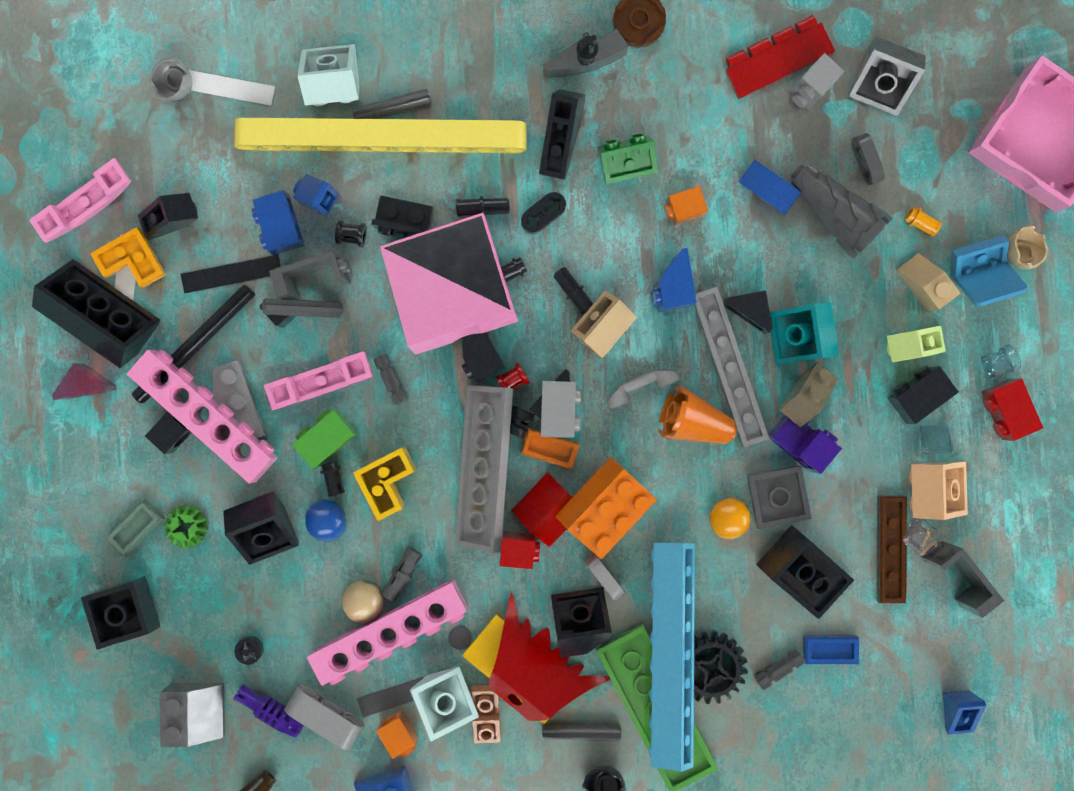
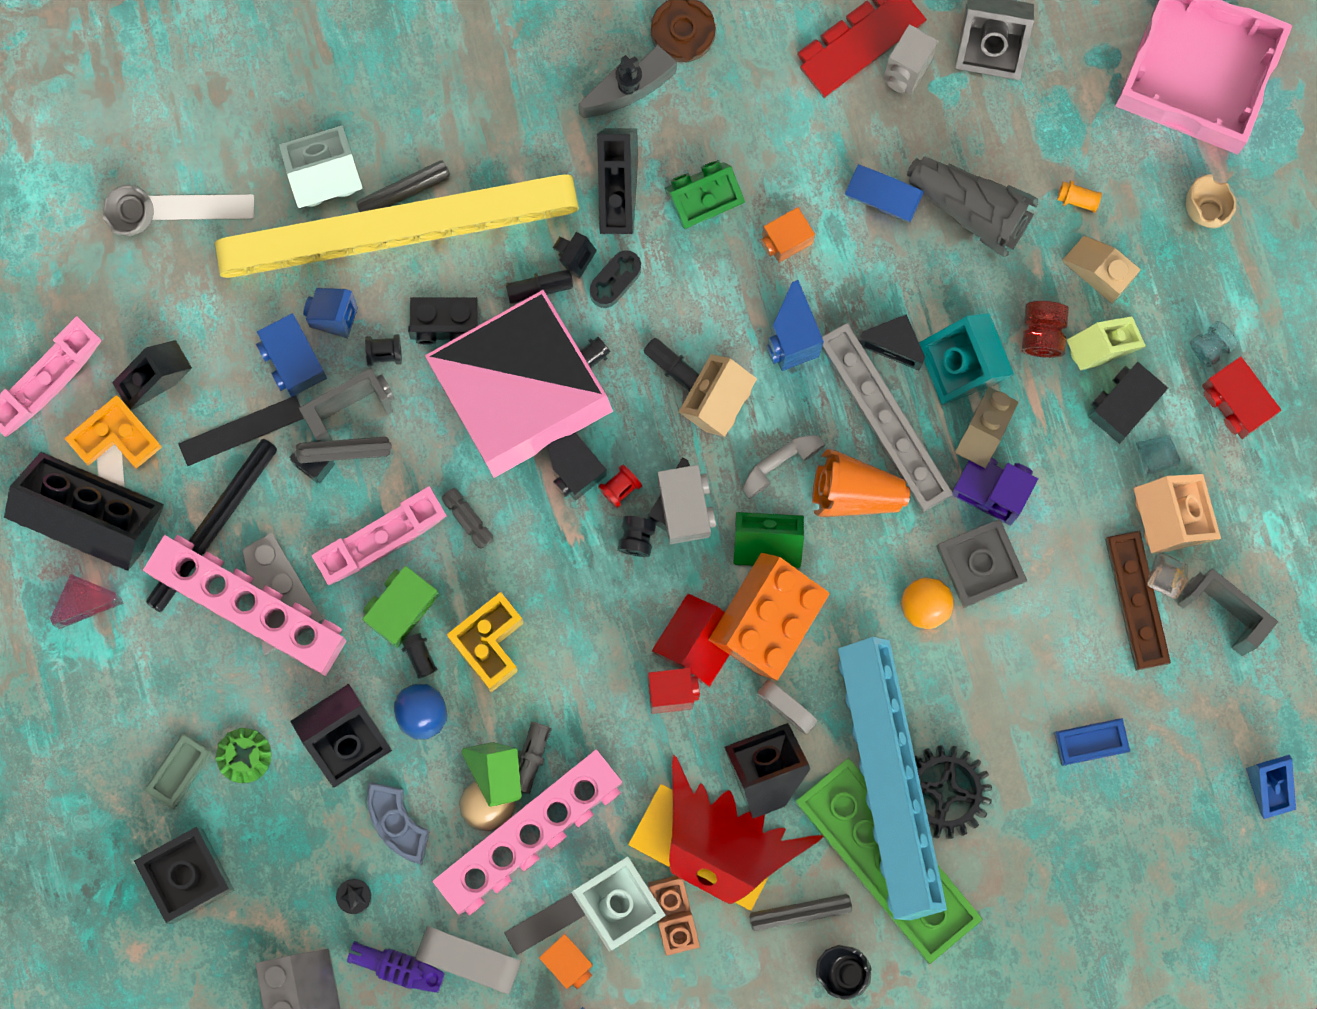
camera: 20 degrees left, 10 degrees down
(168, 434) = (204, 637): black brick -> none
(289, 601) = (394, 824): none -> sand blue tile
(371, 582) = (495, 771): none -> bright green slope
(460, 638) = (620, 826): dark grey sticker -> none
(484, 468) = (607, 599): light grey plate -> none
(516, 186) = (575, 254): none -> black tile
(550, 449) = (684, 563): orange tile -> none
(620, 441) = (768, 534): none -> green panel
(779, 669) = (1033, 779): dark grey axle -> none
(804, 572) = (1036, 649): black slope -> none
(868, 159) = (995, 136): dark grey beam -> none
(872, 321) = (1045, 326): none -> clear red wheel
(984, 272) = (1166, 239): dark azure bracket -> none

